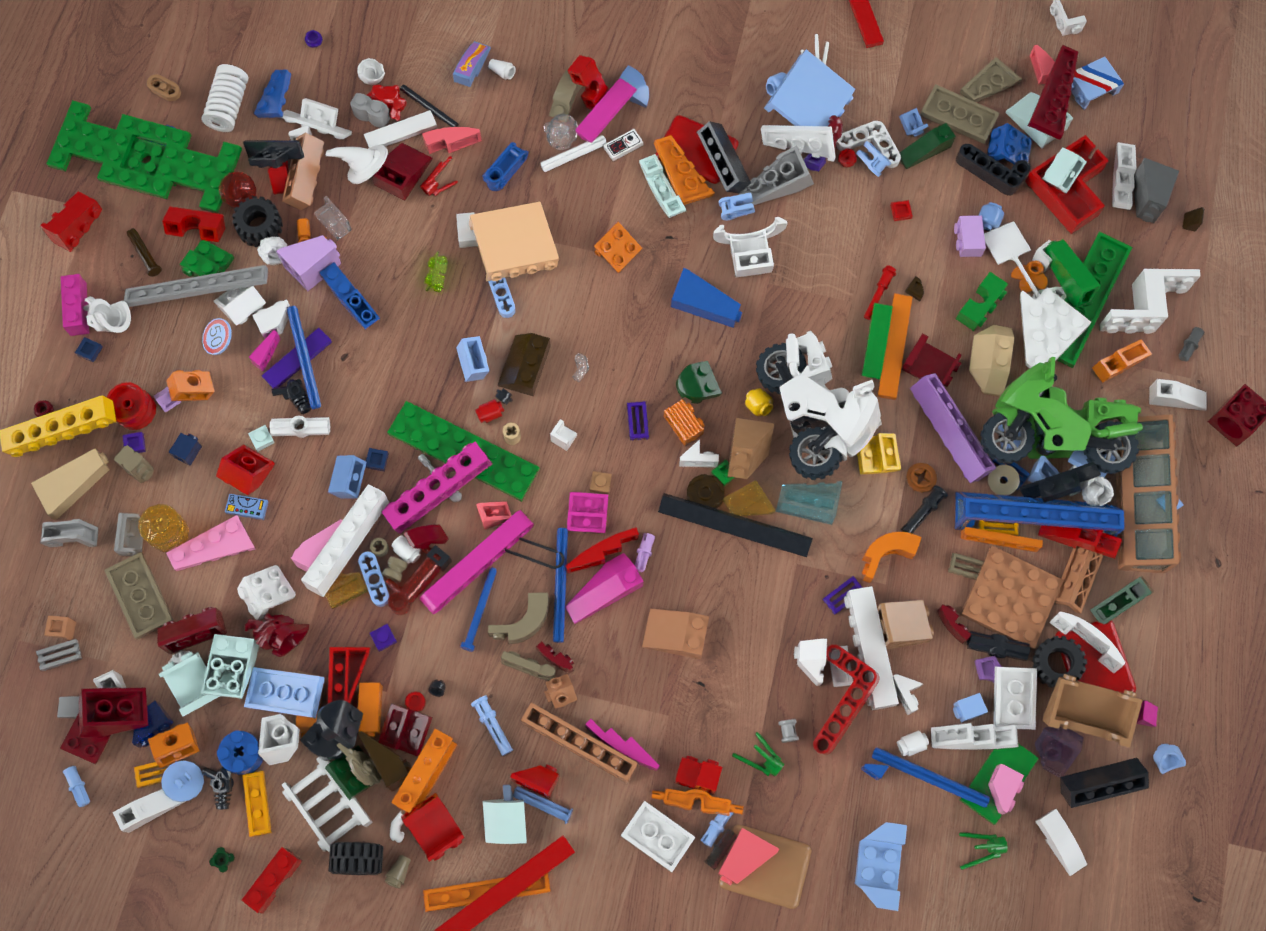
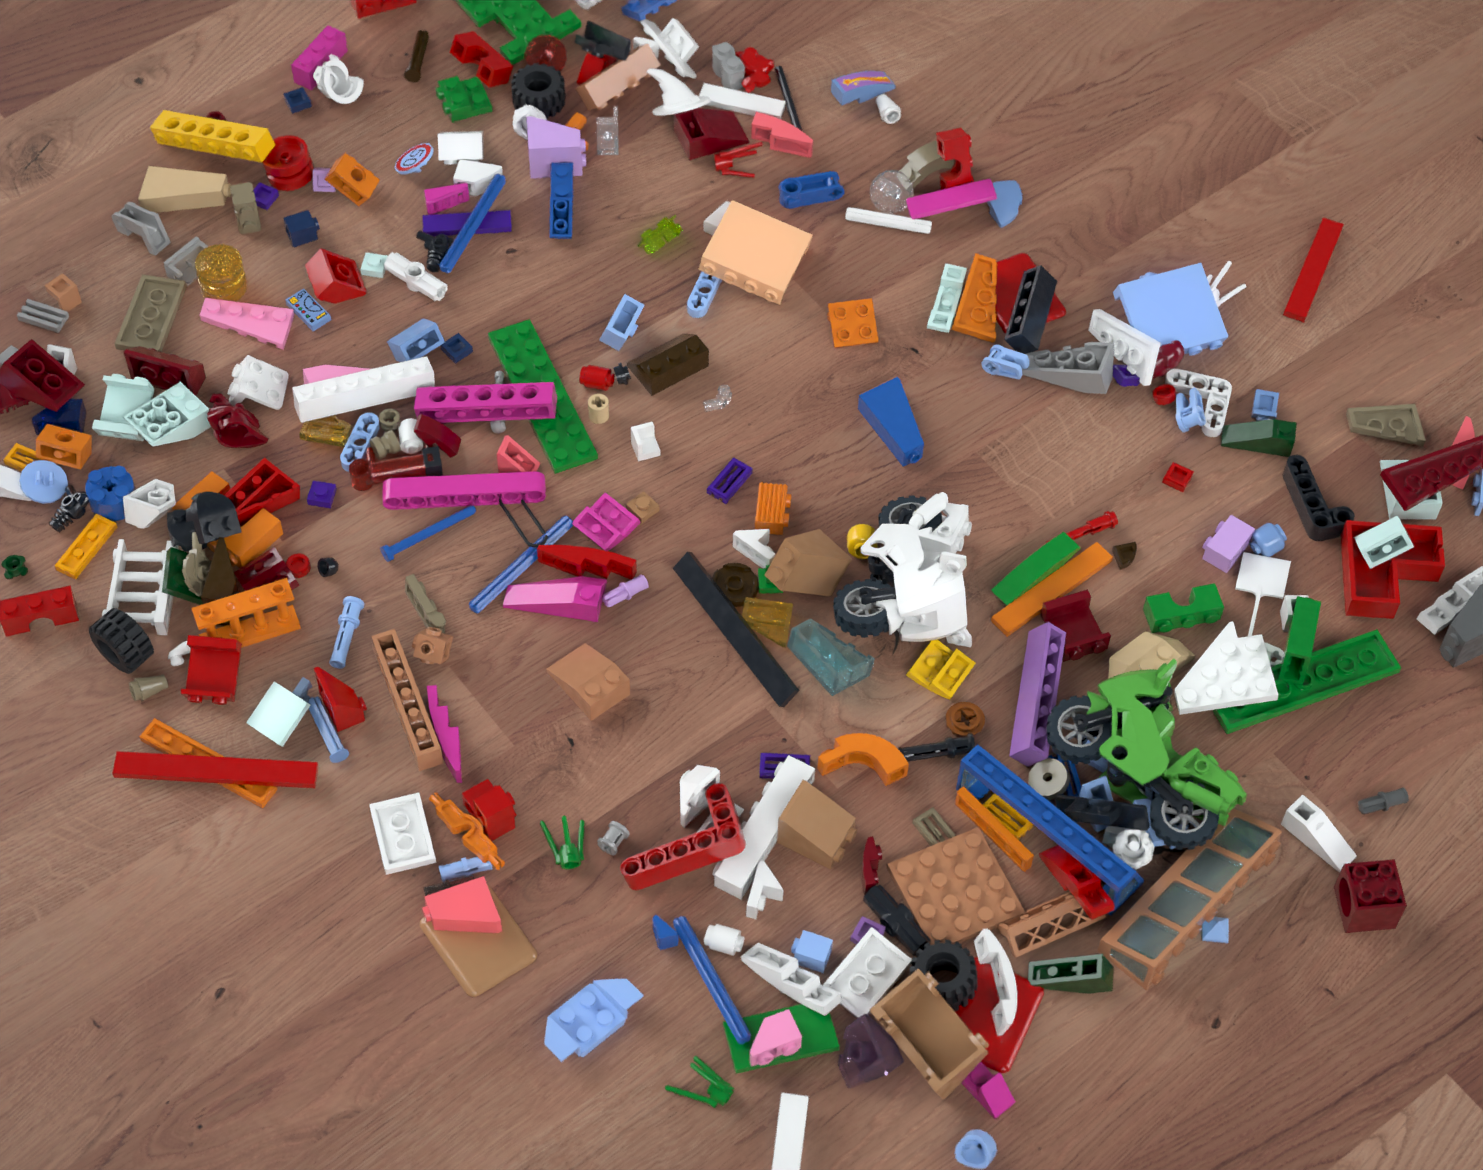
camera: 40 degrees right, 15 degrees down
(196, 286) = (435, 106): light grey tile -> none
(284, 692) = (192, 468): light blue tile -> none
(370, 71) = (759, 36): white hair -> none
(528, 626) = (460, 573): dark tan arch -> none
(560, 661) = (456, 617): dark red slope -> none
(623, 145) = (945, 243): tile -> none
(697, 383) = (818, 486): dark green slope -> none
(751, 250) = (979, 409): white piece -> none
(959, 113) = (1325, 431): dark tan plate -> none
(1009, 144) = (1354, 490): blue bracket -> none
(1038, 278) = (1262, 624): orange plate -> none
(1104, 782) = (885, 1117): black brick -> none
(1121, 360) = (1287, 762): orange slope -> none
(1149, 300) = (1382, 710): white bracket -> none

